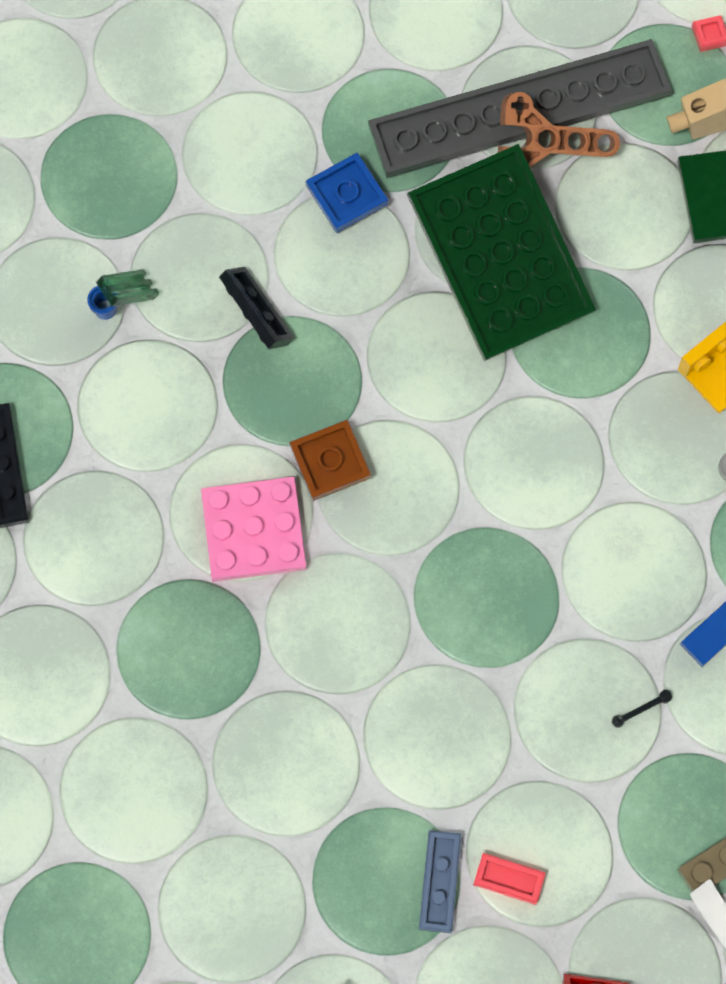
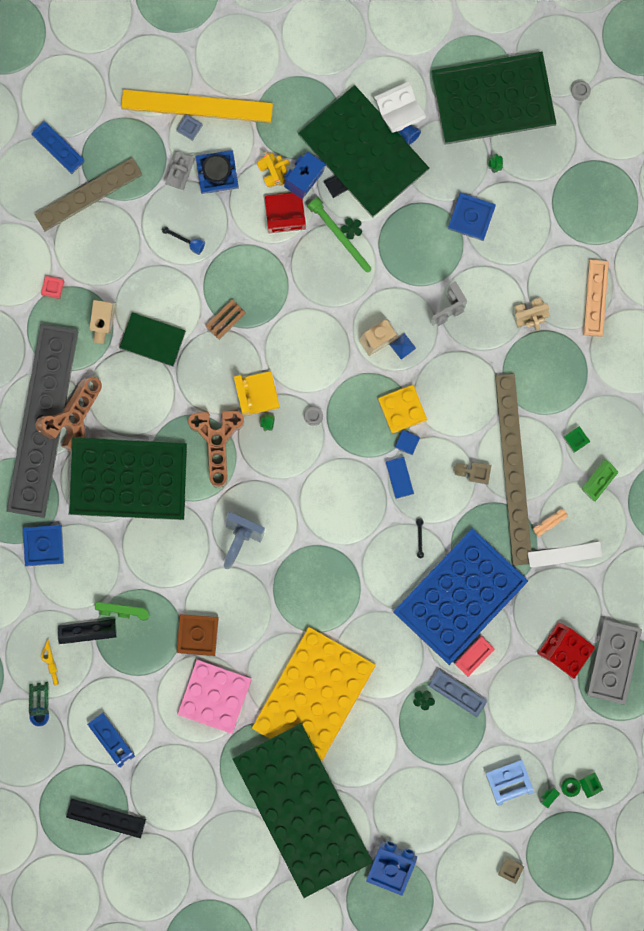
camera: 65 degrees left, 10 degrees up
(119, 415) = (110, 739): none -> blue plate
(126, 912) = (392, 868): none -> blue plate
(148, 736) = (302, 810): none -> dark green plate
(190, 281) = (50, 661): none -> yellow hand
(310, 341) = (123, 611): none -> bright green plate
(325, 670) = (315, 691): none -> yellow plate
(404, 834) = (423, 699): none -> dark green plant
(516, 444) = (243, 531): none -> sand blue tile
(588, 812) = (460, 596): none -> blue plate
(643, 354) = (225, 432): none -> nougat beam
(688, 406) = (267, 422): none -> green plate

